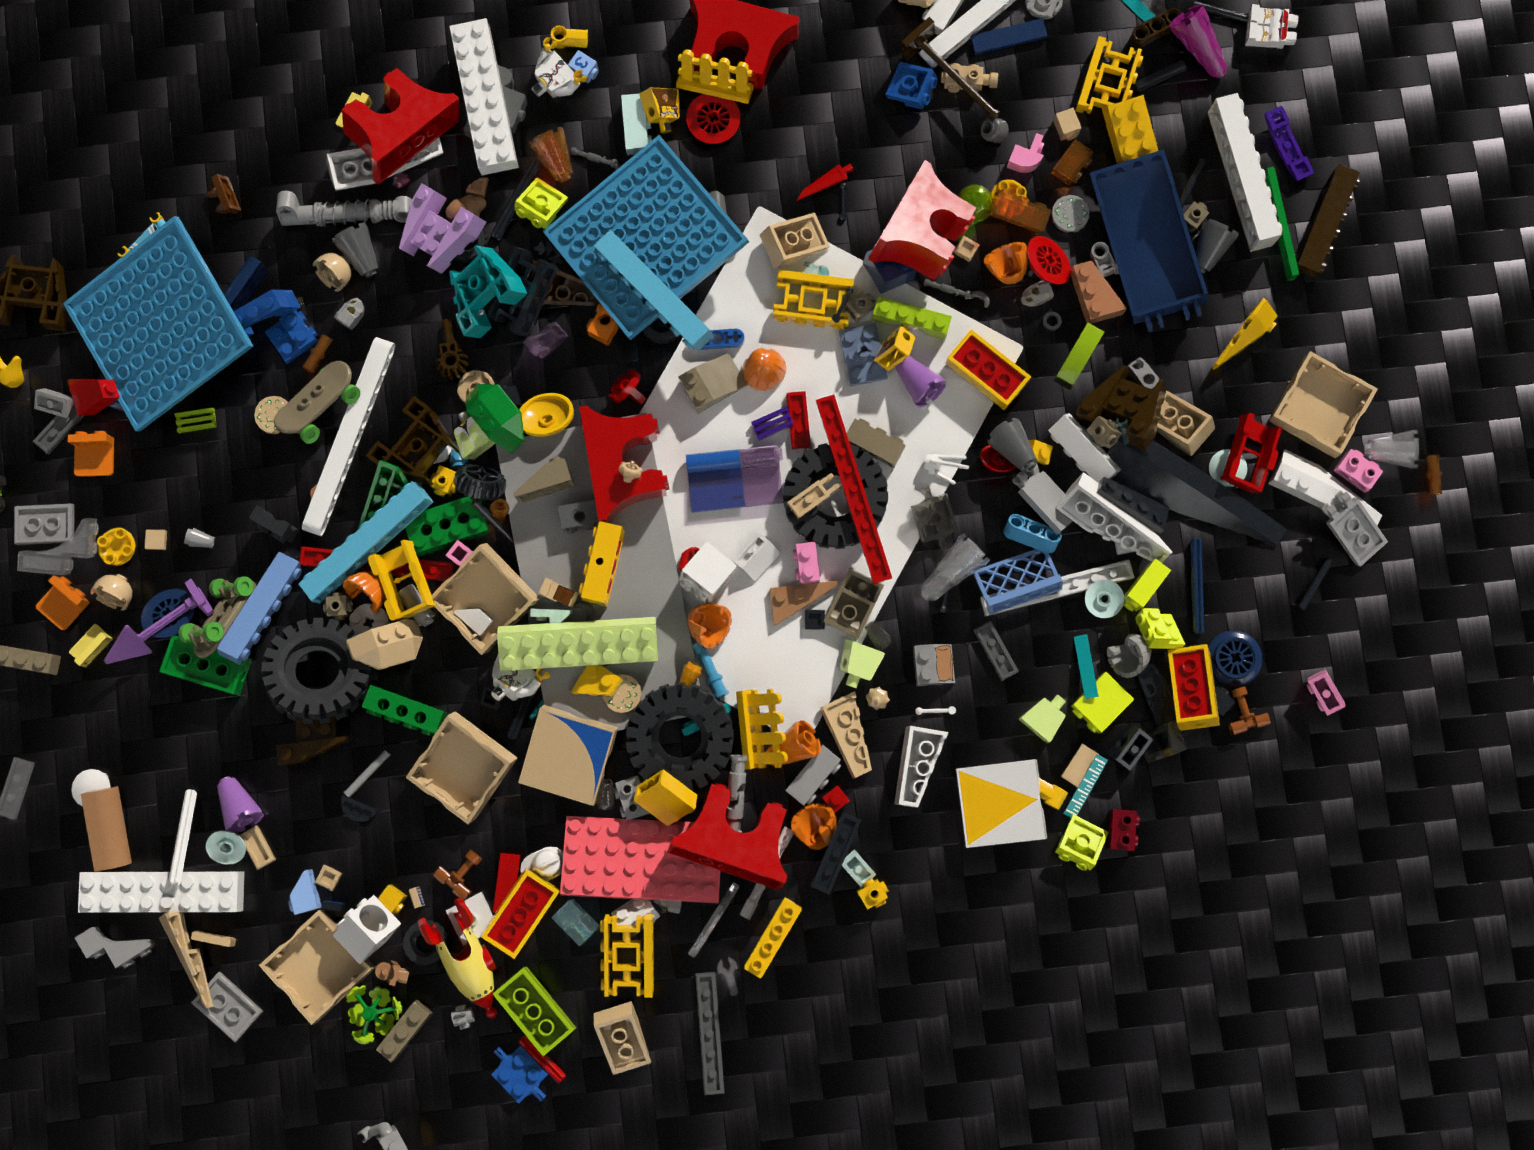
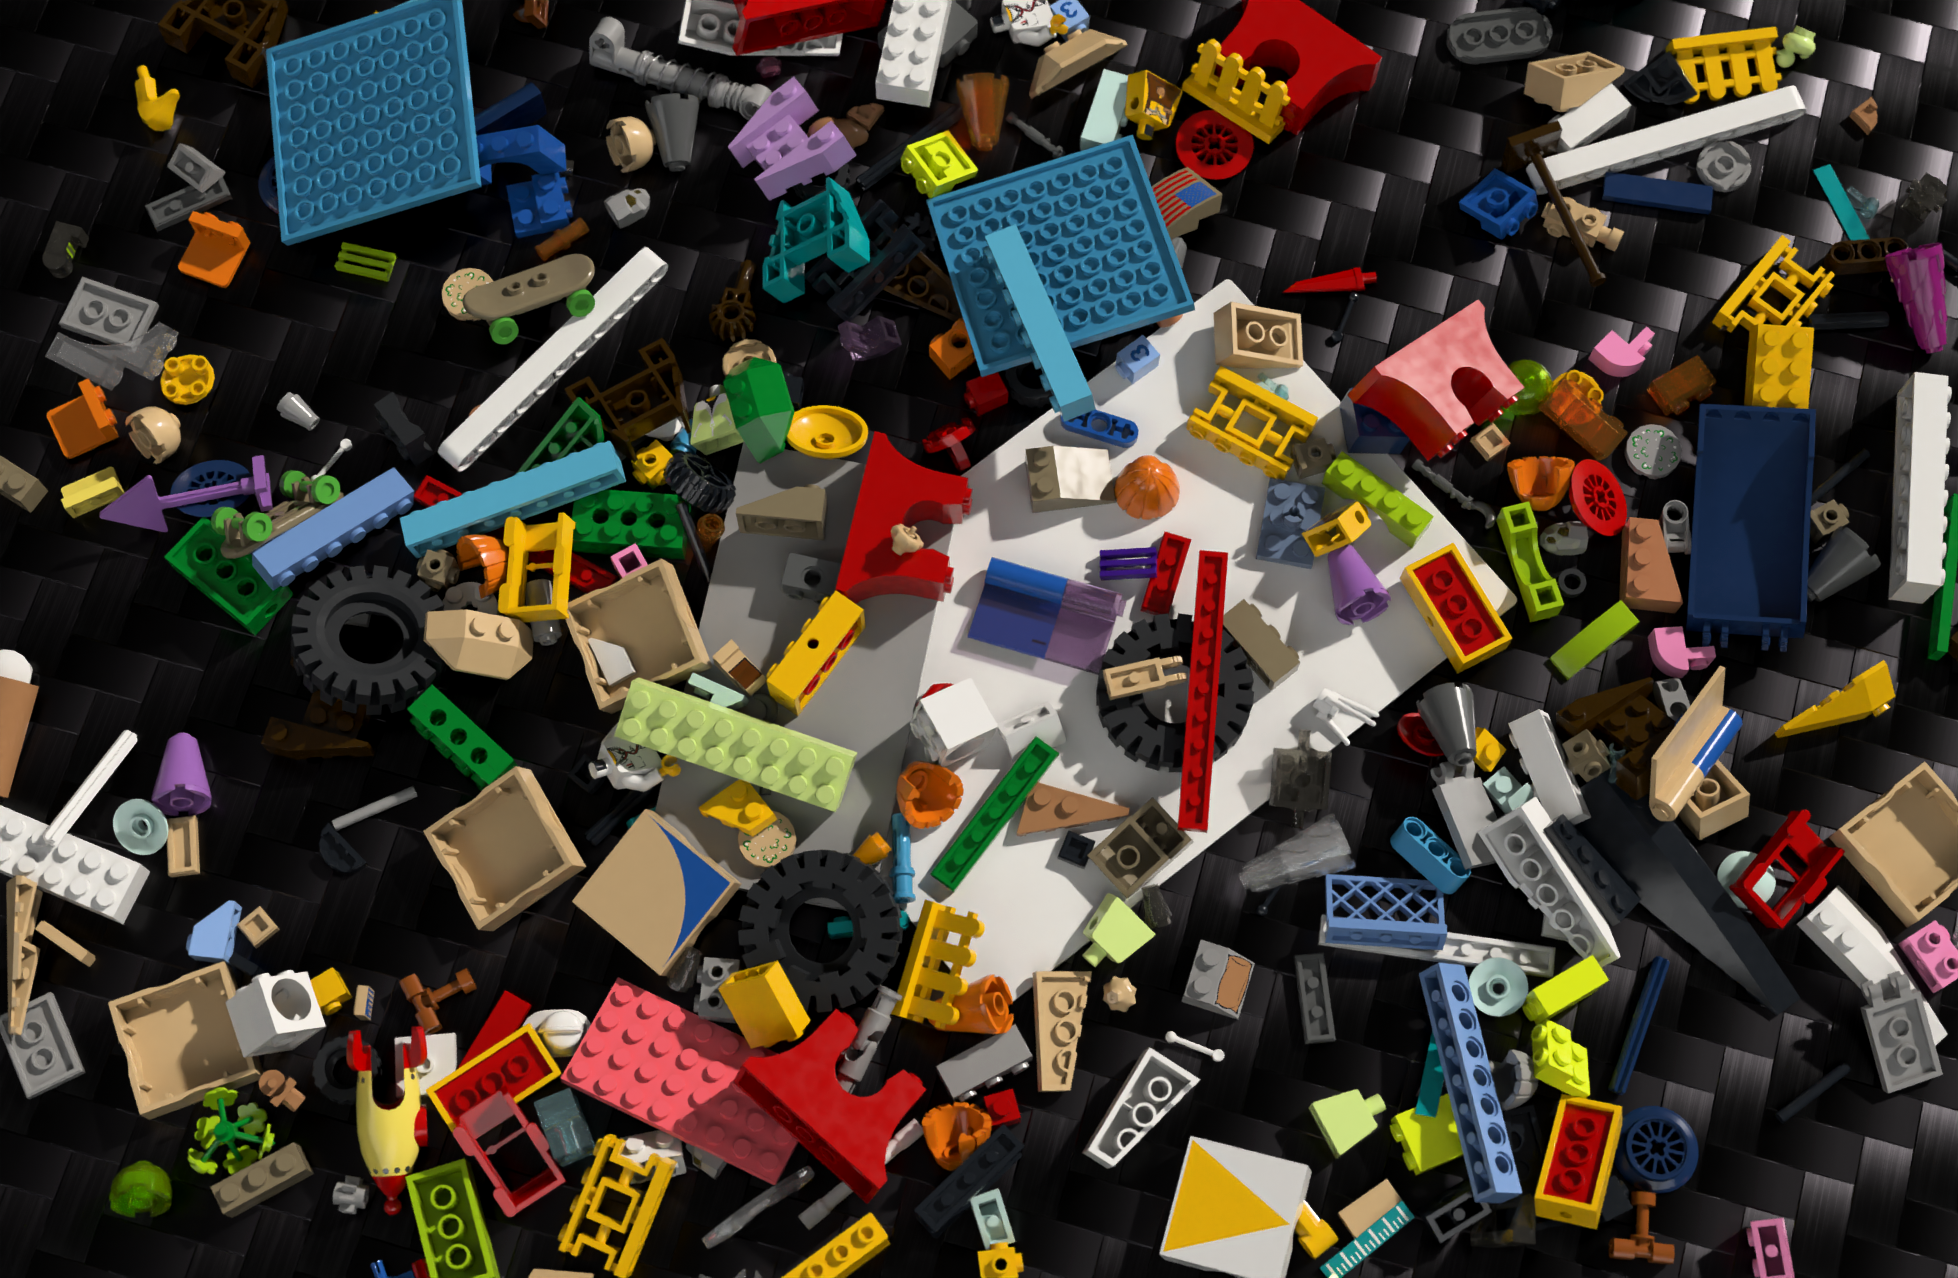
camera: 20 degrees right, 10 degrees down
(92, 395) = (248, 176): red slope -> none
(155, 539) = (242, 391): tan tile -> none
(239, 547) = (345, 445): none -> white hinge
(333, 1067) = (141, 1189): none -> clear neon green cylinder
(525, 936) = (483, 1118): none -> red piece
(596, 95) = (1072, 57): none -> tan wedge
(636, 347) = (986, 393): none -> red brick
(710, 165) = (1185, 200): none -> dark tan slope
(723, 286) = (1137, 359): none -> light blue brick
(755, 618) = (994, 814): none -> green tile
(807, 561) = (1097, 770): bright pink brick -> none
(836, 318) = (1272, 457): black hinge -> none
(994, 130) = (1590, 302): dark grey head -> none
(1029, 331) = (1536, 586): none -> lime arch
(1064, 473) = (1507, 791): none -> light aqua slope
(1067, 124) = (1694, 333): tan brick -> none
(1110, 667) = (1470, 1084): none -> medium blue brick
(1131, 344) = (1672, 656): none -> bright pink brick
(1168, 404) = (1691, 749): none -> tan door

